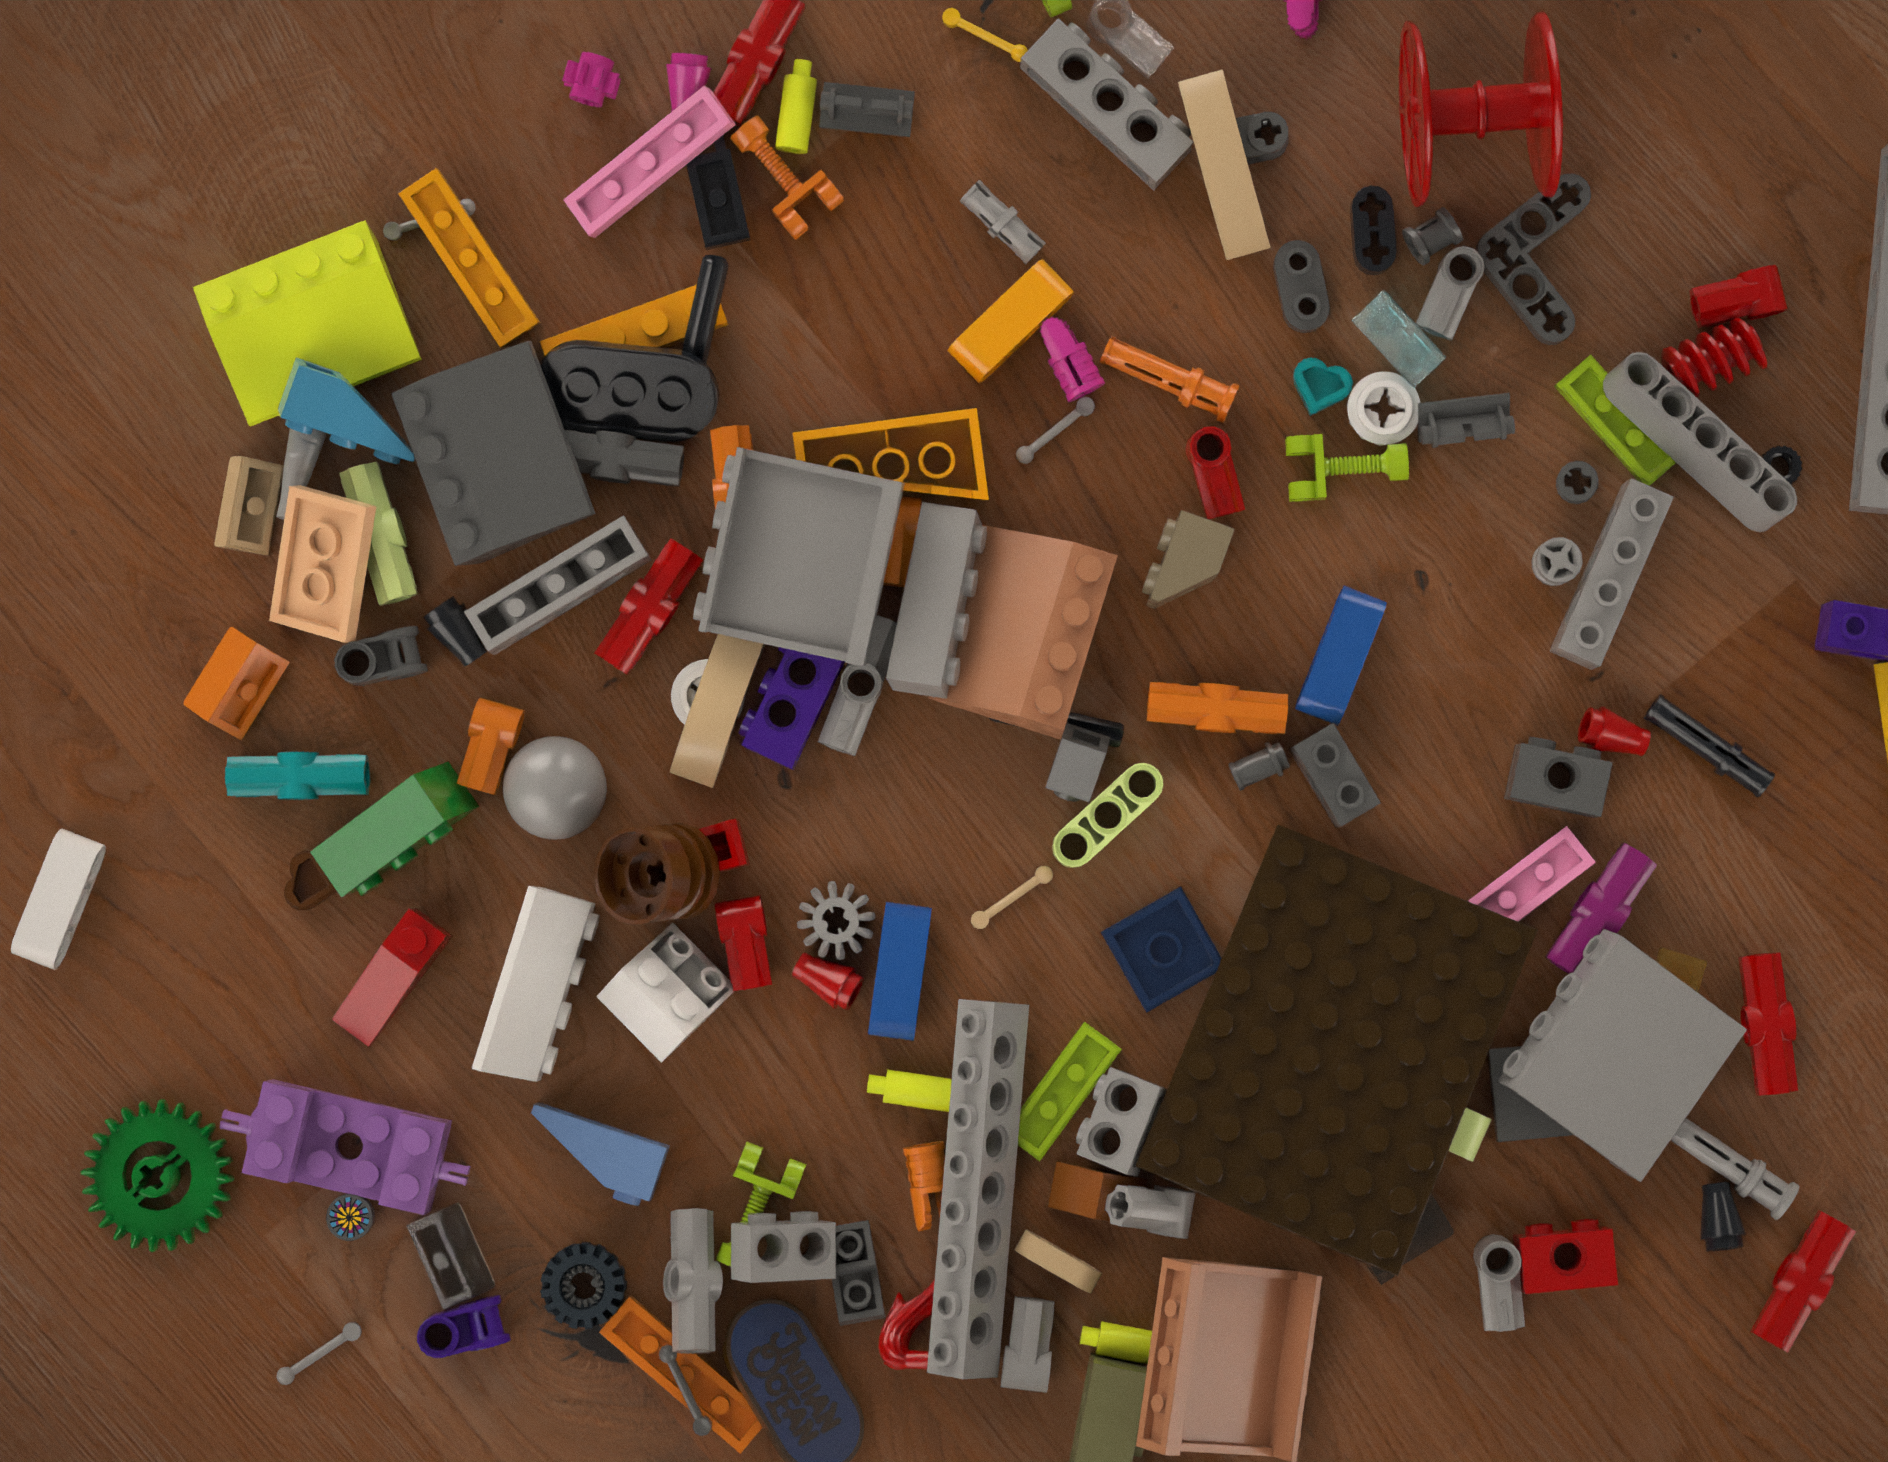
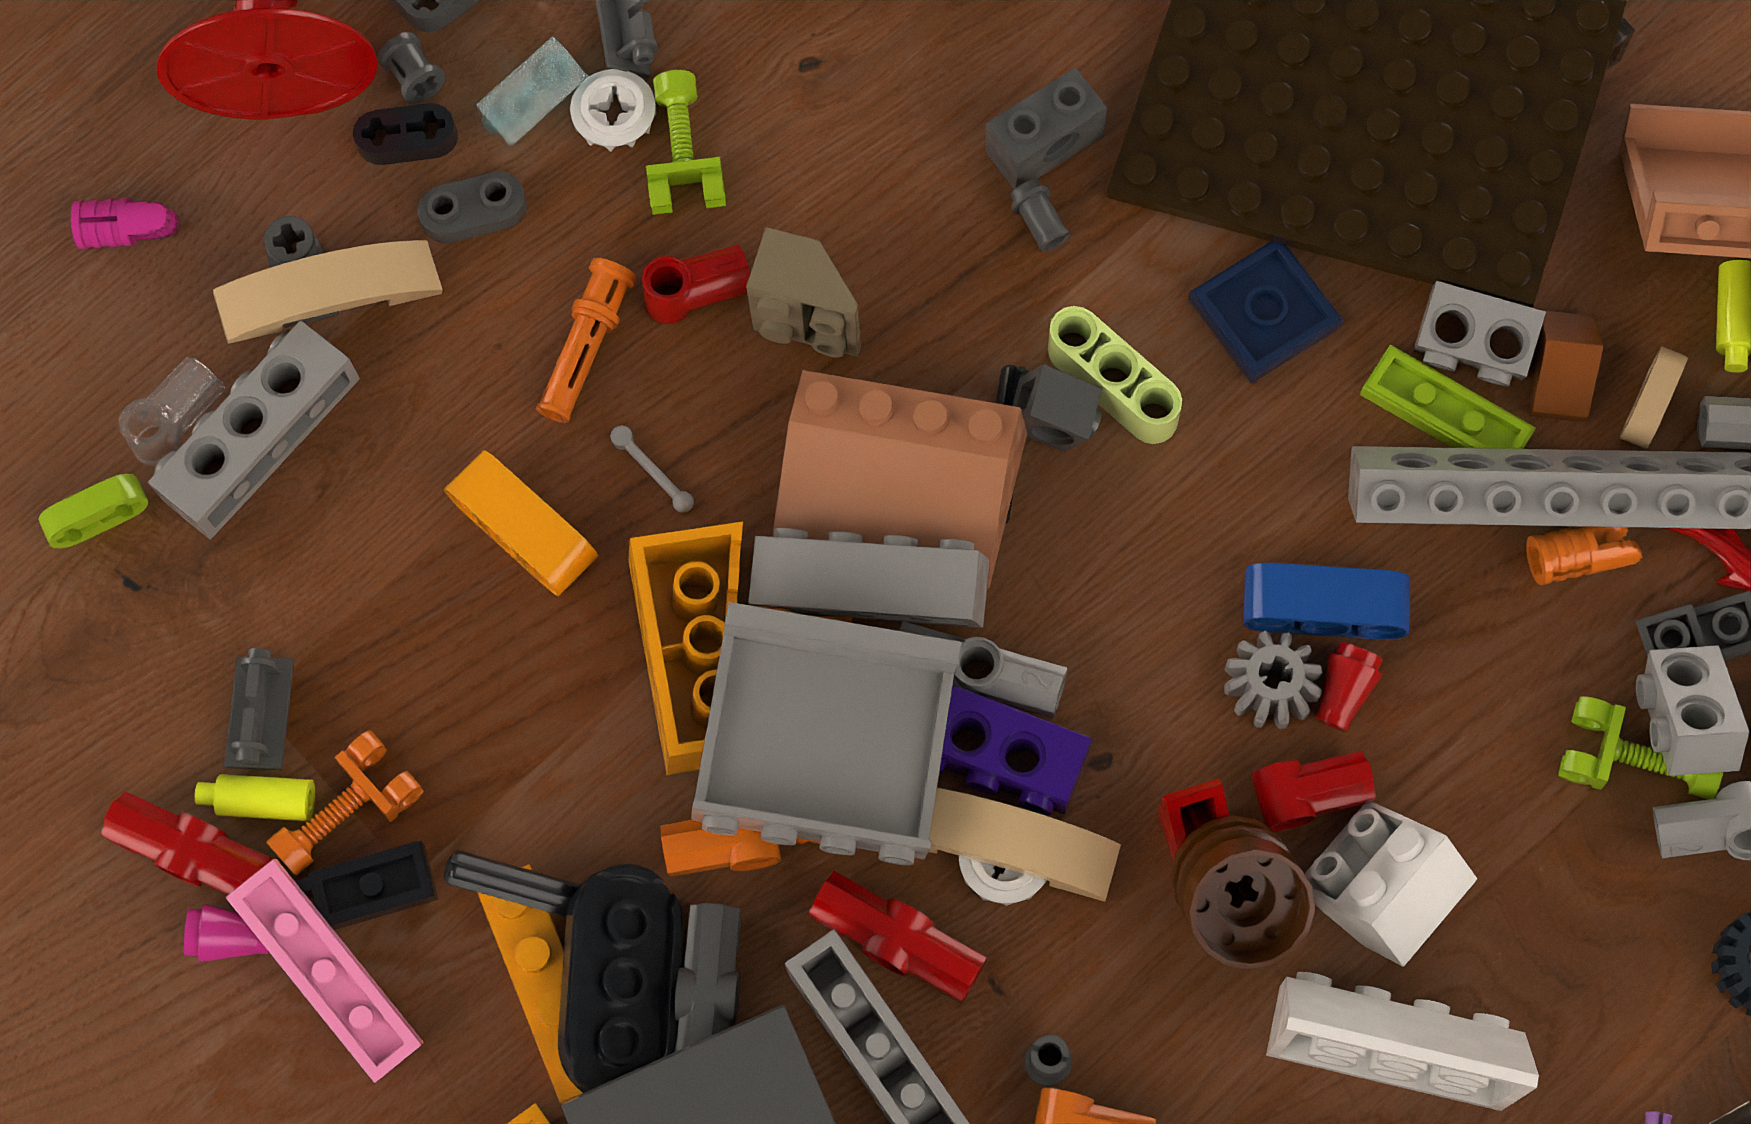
camera: 90 degrees left, 15 degrees down
(554, 787) = (1138, 1044): light grey piece -> none
(556, 721) = (1044, 1074): none -> dark grey pin
(591, 79) = (217, 1055): dark pink gear -> none
(611, 1155) = (1603, 927): medium blue slope -> none
(912, 1089) = (1469, 575): neon yellow cylinder -> none
(952, 19) = (147, 620): yellow hinge -> none
(981, 918) = (1251, 517): tan hinge -> none
(1002, 222) = (399, 541): light grey pin -> none
(1065, 347) = (566, 452): dark pink hinge -> none
(1158, 1210) = (1579, 290): light grey piece -> none
(1217, 708) = (975, 263): orange piece -> none
(1321, 385) = (588, 180): teal tile -> none
(1340, 655) = (904, 134): blue beam -> none
(1449, 296) = (477, 46): light grey piece -> none

